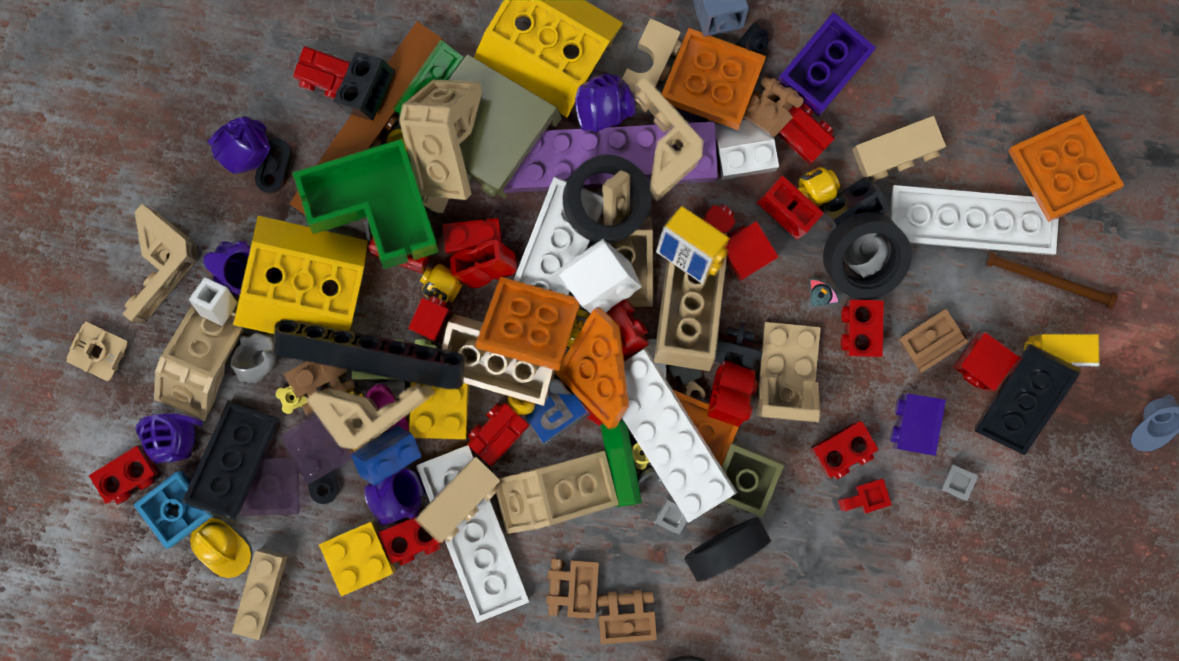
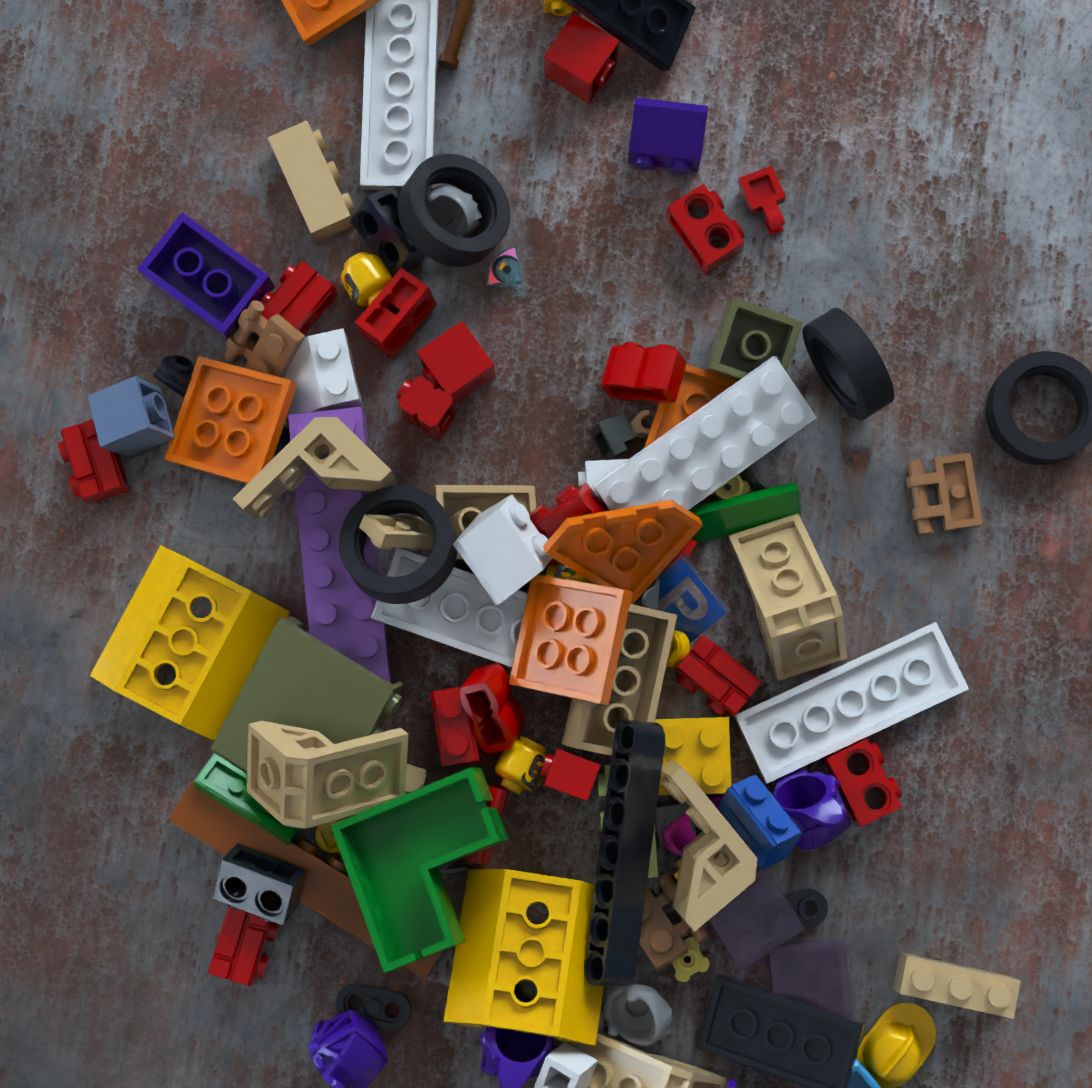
camera: 85 degrees left, 5 degrees down
(357, 558) = (897, 854): yellow brick -> none
(458, 501) = (811, 721): tan brick -> none
(582, 588) = (912, 554): medium nougat plate -> none
(604, 104) = (273, 557): dark purple piece -> none
(660, 43) = (187, 494): tan arch -> none
(670, 516) = (808, 444): light grey plate -> none
(689, 319) = (536, 430): tan brick -> none
(693, 245) = (454, 426): piece -> none
(738, 342) = (574, 372): black hips -> none
(789, 373) = (614, 304): tan bracket -> none
(871, 329) = (547, 203): red brick -> none
(933, 340) = (557, 126): medium nougat plate -> none
(959, 482) = (736, 85): light grey plate -> none

